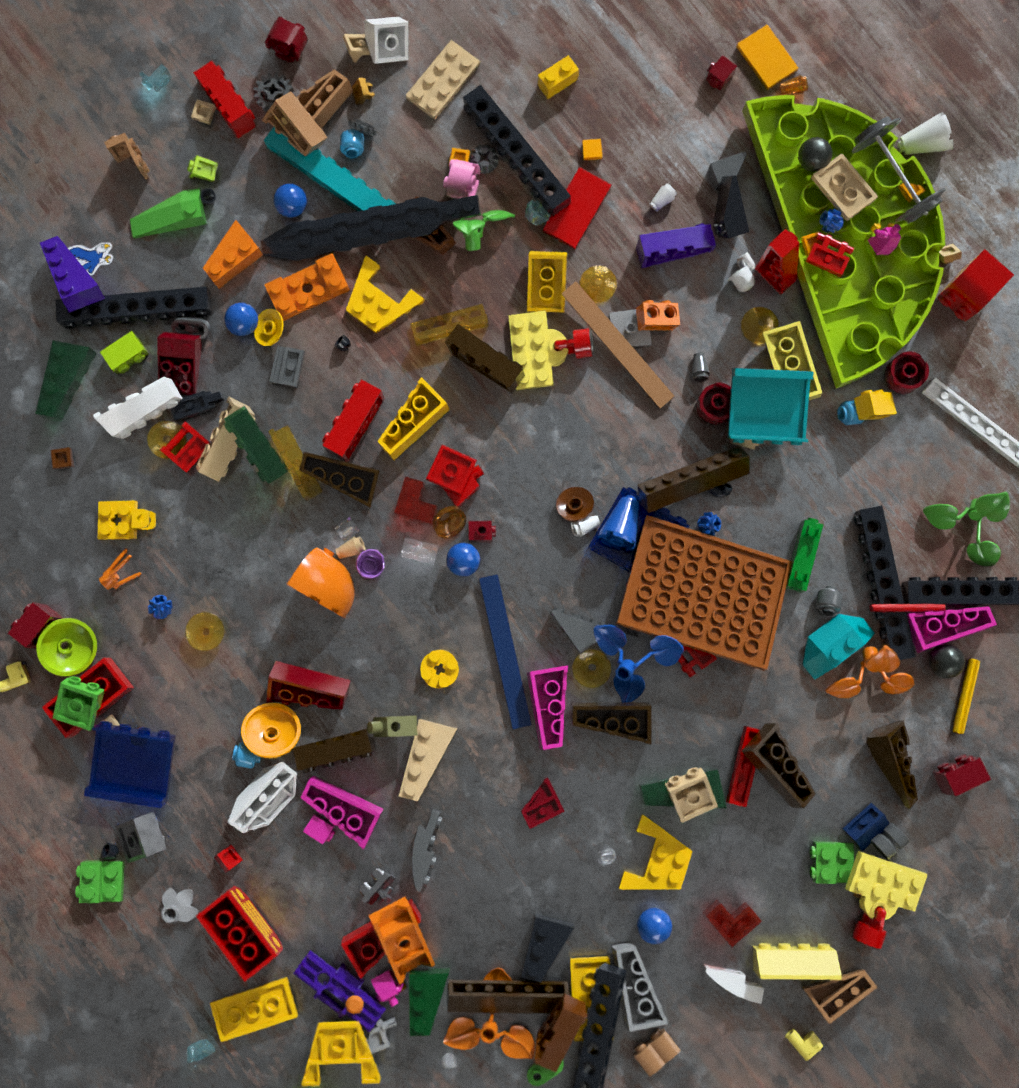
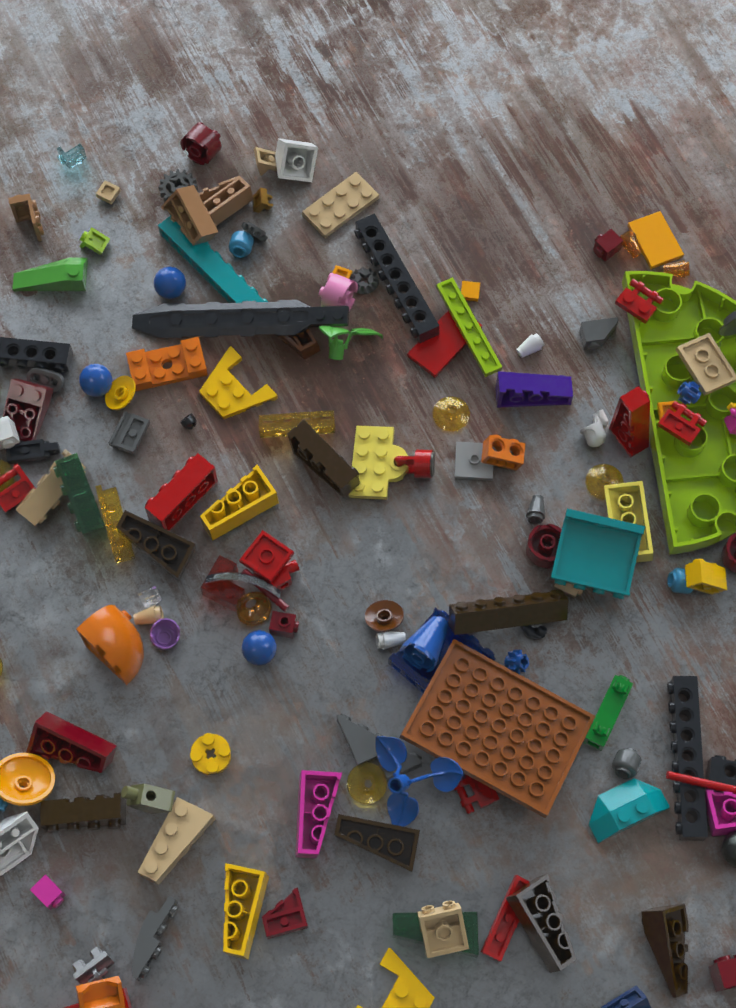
camera: 10 degrees right, 15 degrees down
(207, 192) = (92, 262): black hinge -> none
(225, 98) = (132, 184): red wedge -> none
(232, 256) = (101, 322): orange wedge -> none
(343, 809) = (81, 880): dark pink wedge -> none
(419, 551) = (217, 631): clear hips -> none
(434, 496) = (245, 578): none -> black sticker
(456, 502) = (278, 601): none -> dark red bar
(501, 800) = (242, 908): none -> yellow wedge
(505, 651) = (282, 751): dark blue tile -> none
(535, 213) = (403, 337): clear light blue piece -> none
(546, 281) = (400, 401): yellow slope -> none
(558, 77) = (450, 221): yellow brick -> none
(599, 189) = (469, 327): none -> lime plate
(605, 852) = (344, 990): clear hinge -> none
(617, 344) = (458, 473): medium nougat tile -> none
(730, 213) = (591, 372): black slope -> none
(744, 67) = (631, 244): none -> clear orange cone
(763, 136) = (636, 305): none -> red plate
(815, 154) = (682, 328): pearl dark grey piece -> none
(874, 661) = (663, 829): orange plant -> none

